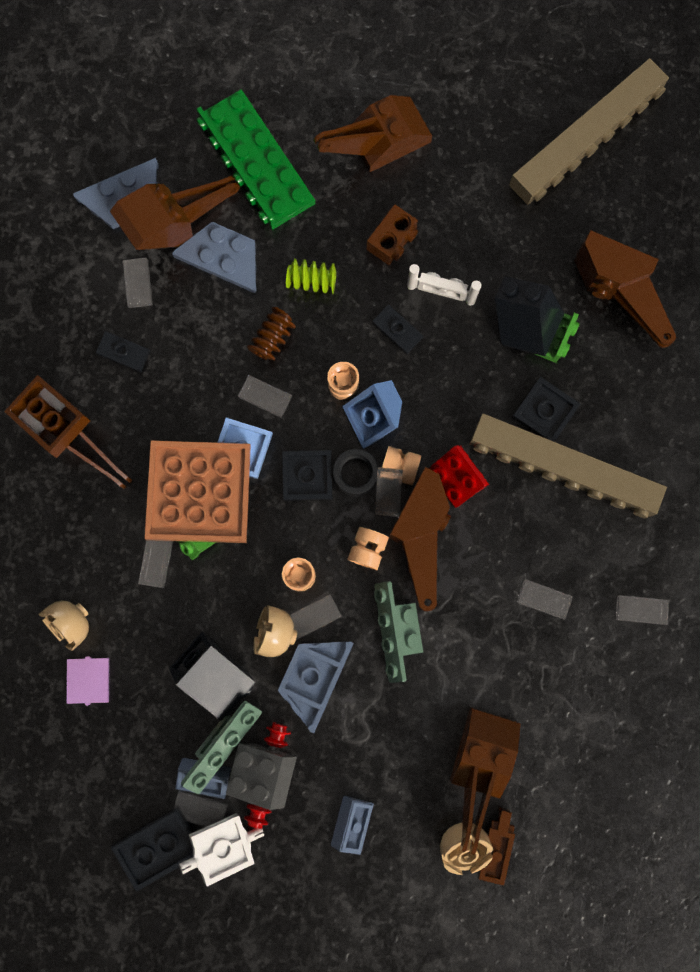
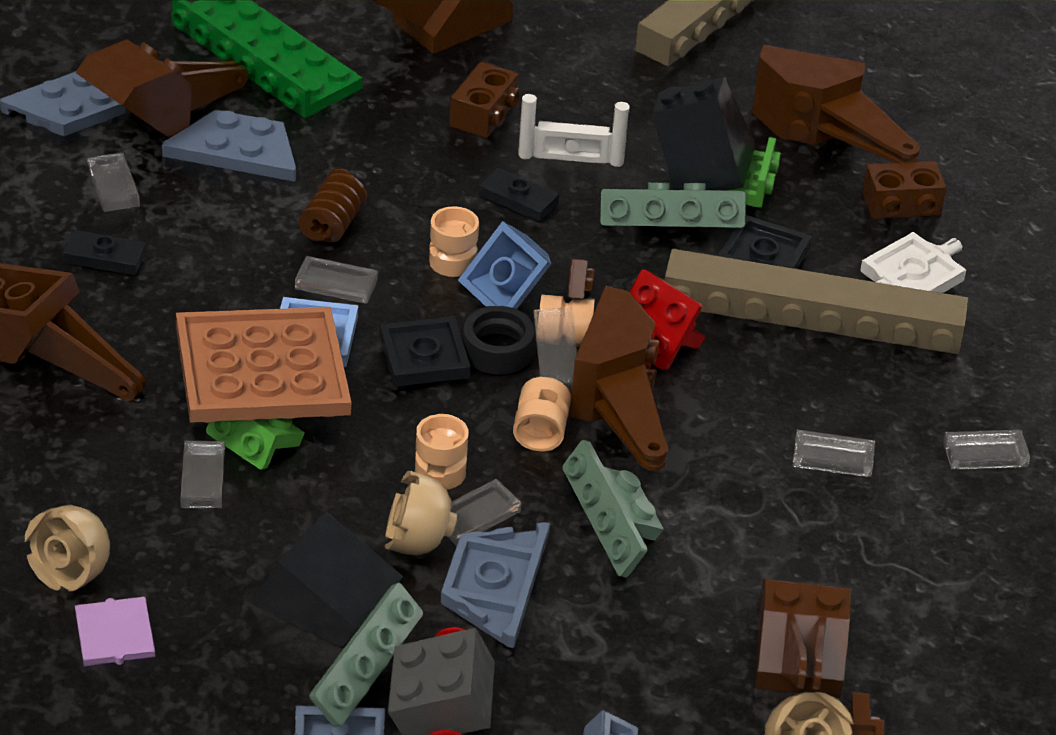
camera: 15 degrees left, 40 degrees down
(311, 276) = (378, 144): lime piece -> none
(416, 433) = (579, 278): none -> reddish brown hinge
(496, 363) = (676, 208): none -> sand green bracket
(640, 441) = (916, 264): none -> white plate
(654, 358) = (904, 189): none -> reddish brown brick

